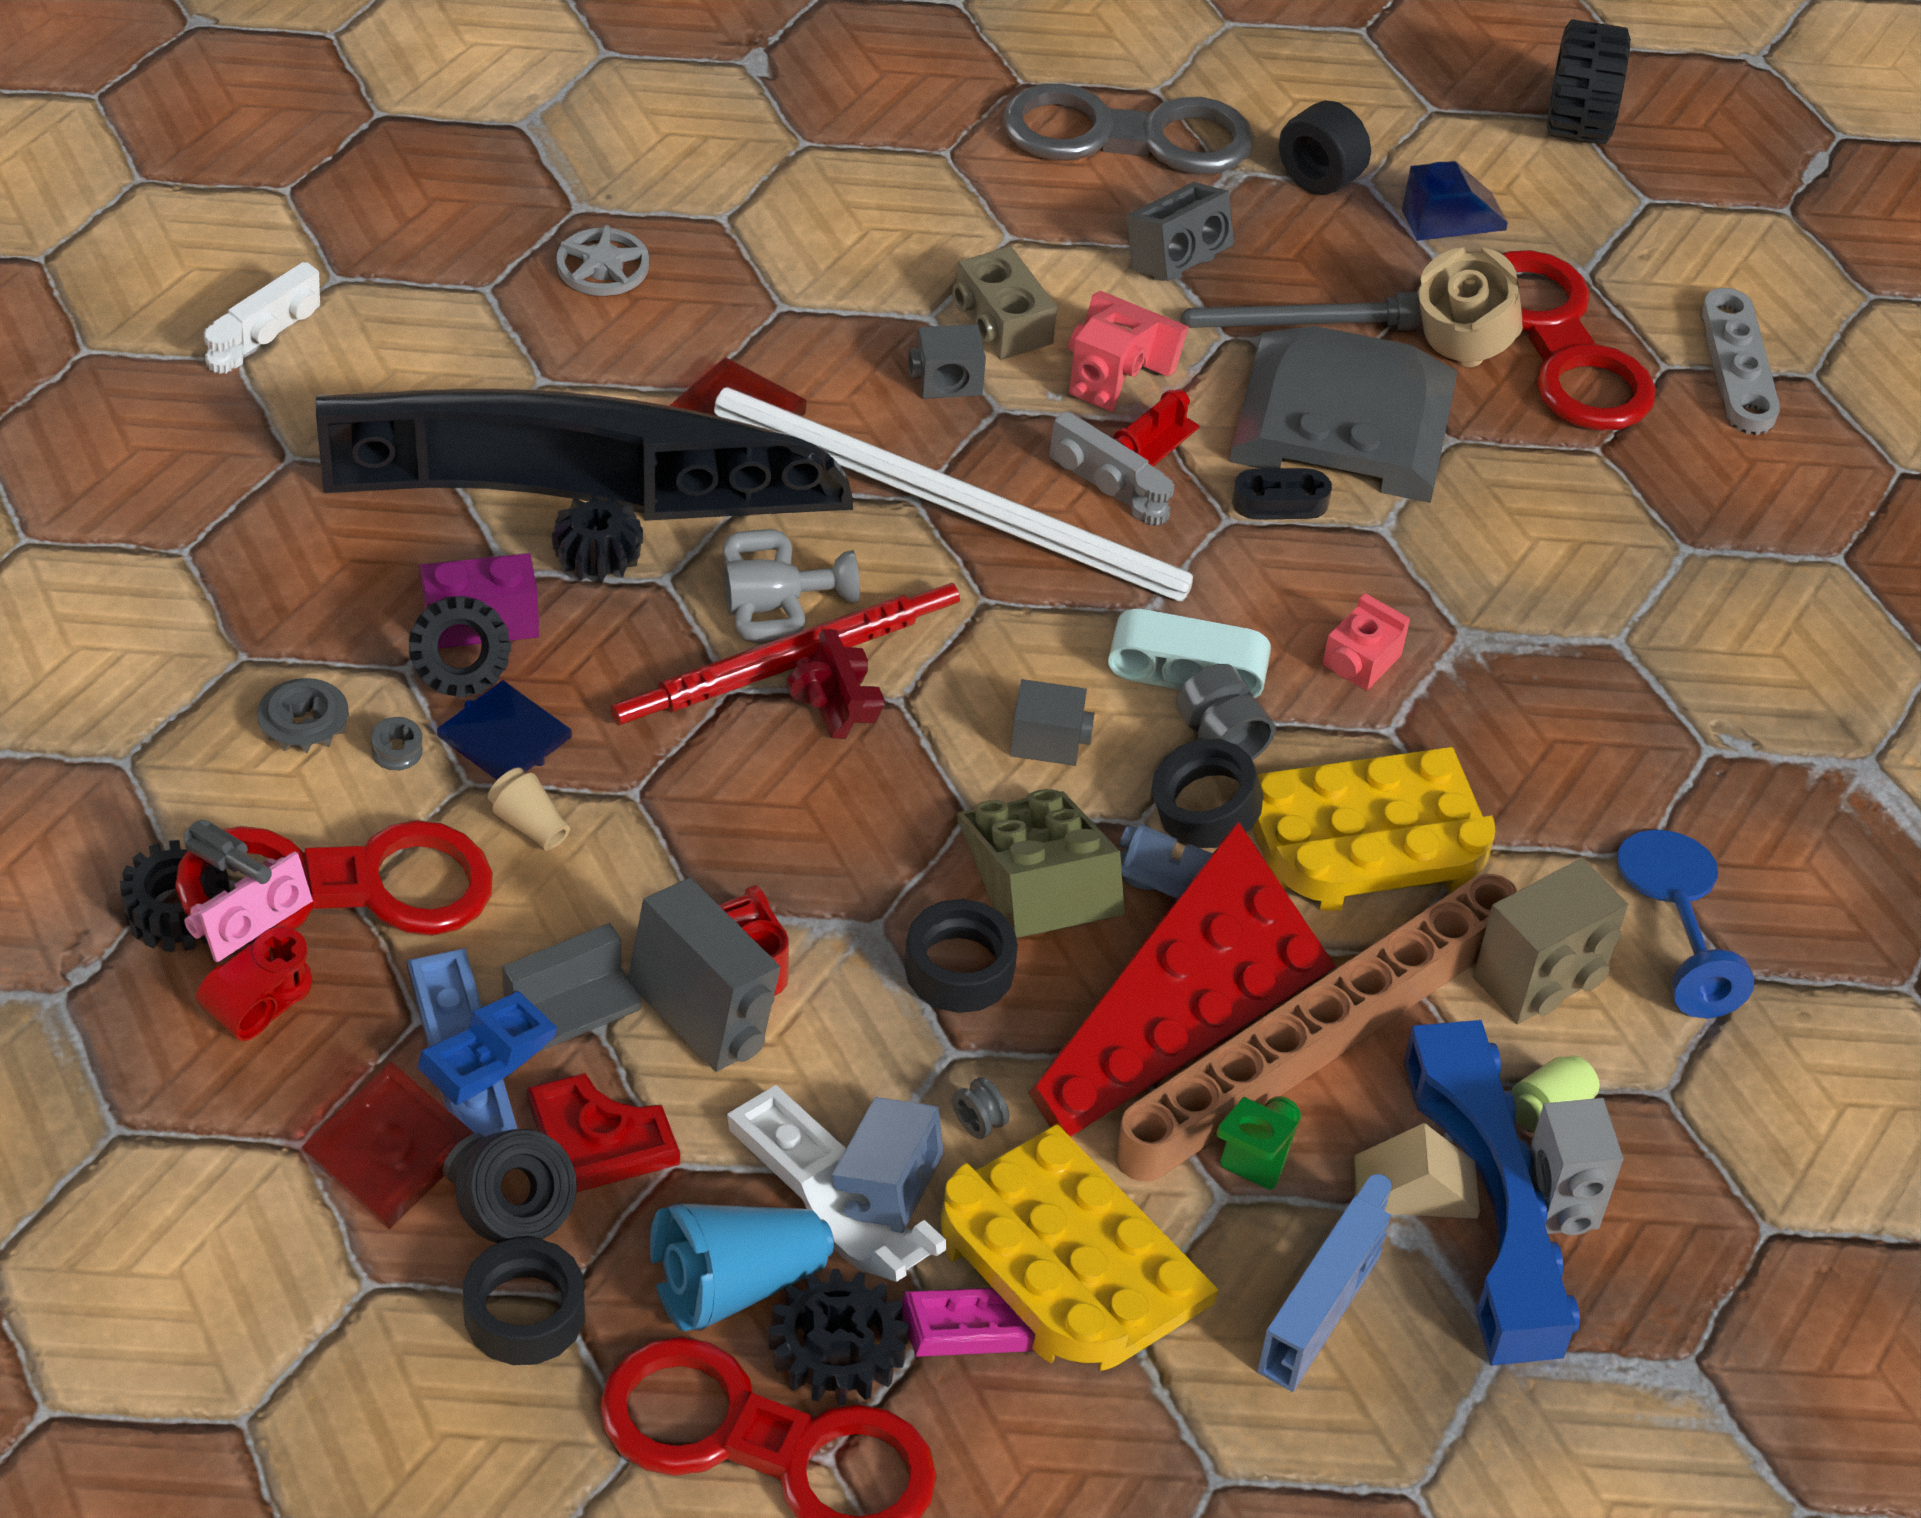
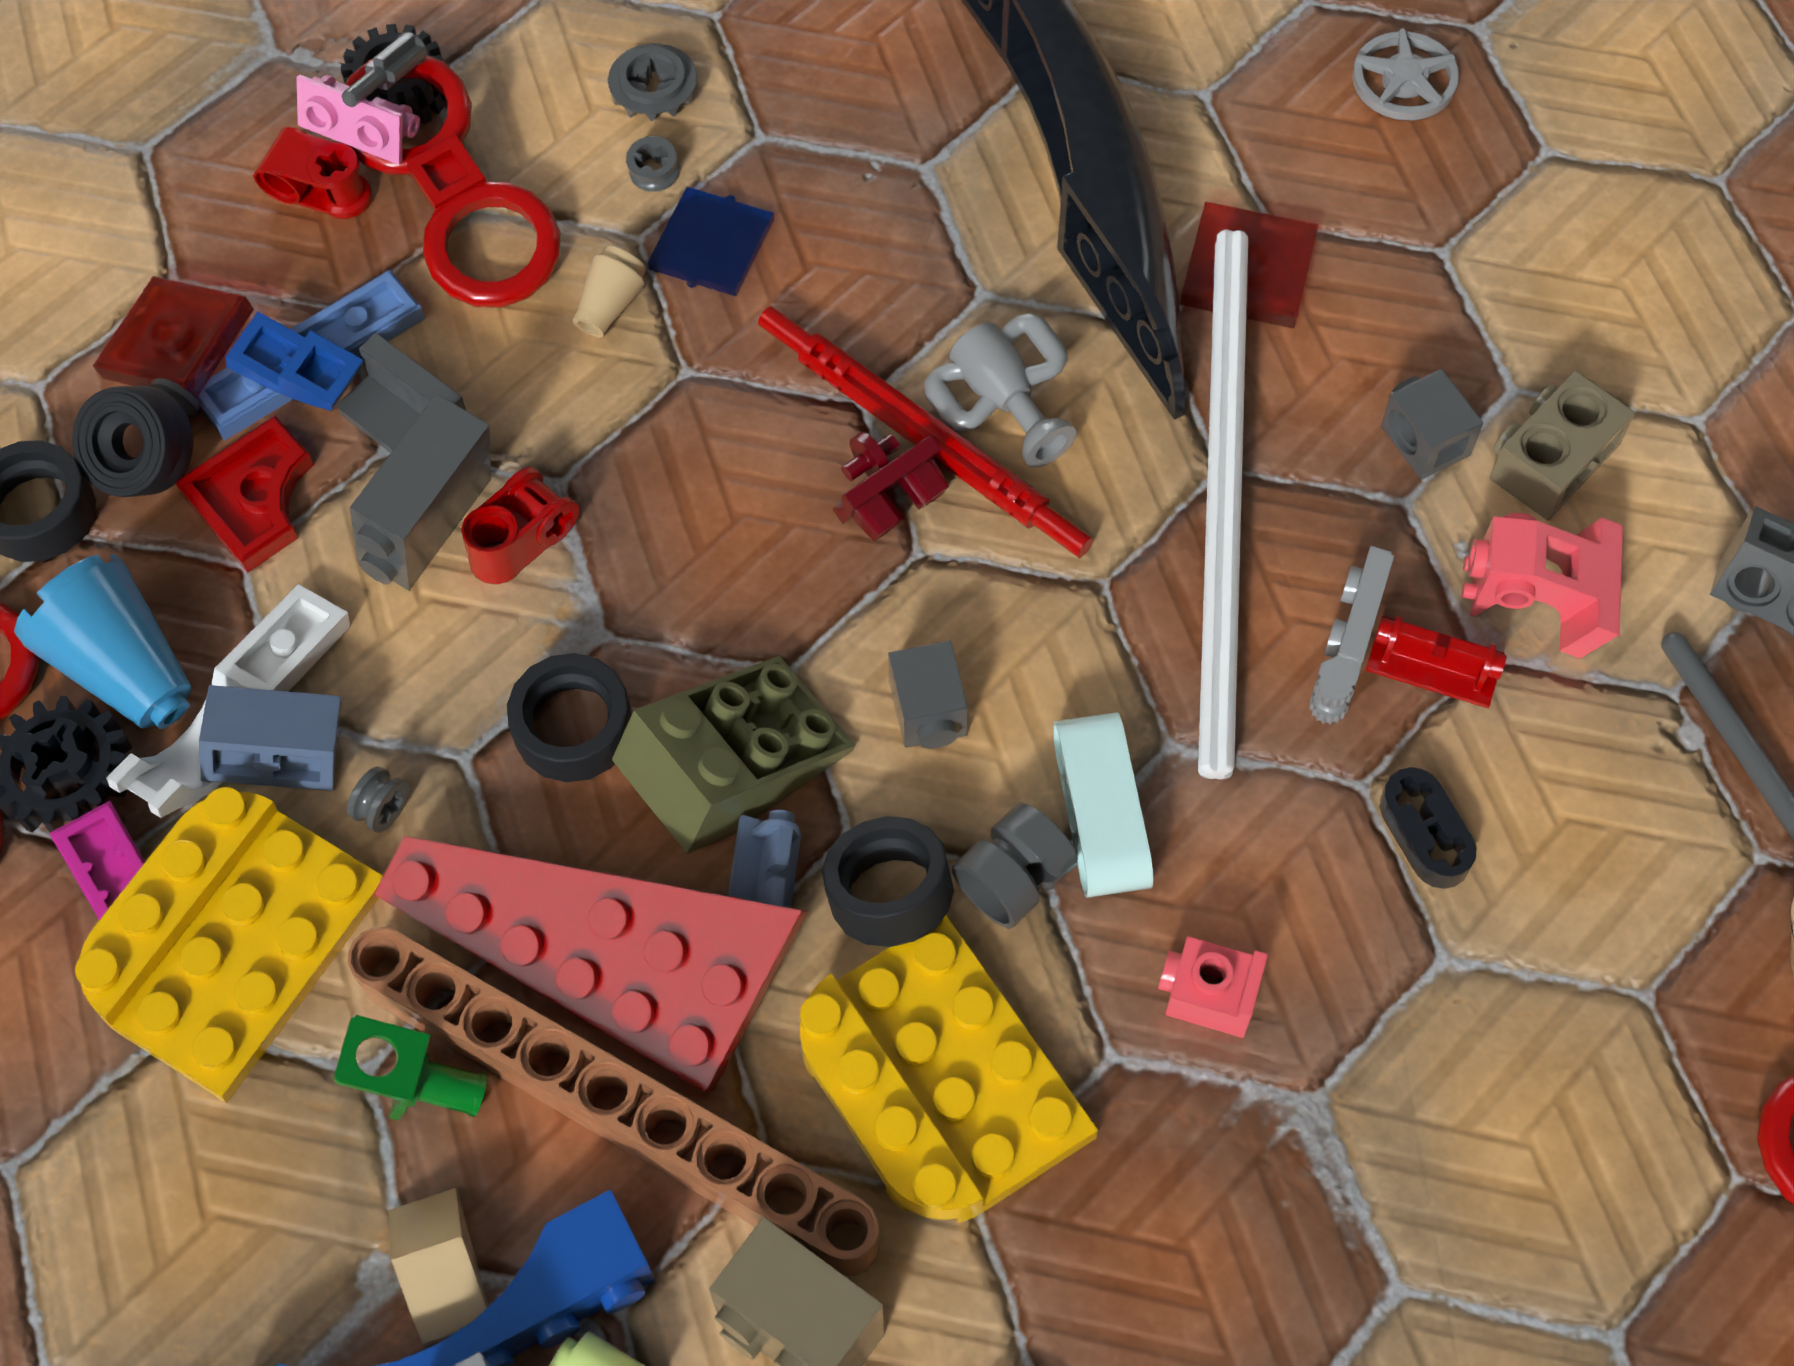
camera: 75 degrees right, 15 degrees up
(494, 643) = (787, 155): black tyre -> none
(499, 581) = (863, 146): magenta slope -> none
(597, 538) = (986, 211): black gear -> none
(1327, 1286) = (246, 1202): medium blue hinge -> none
(1347, 407) = (1621, 861): dark grey wedge -> none

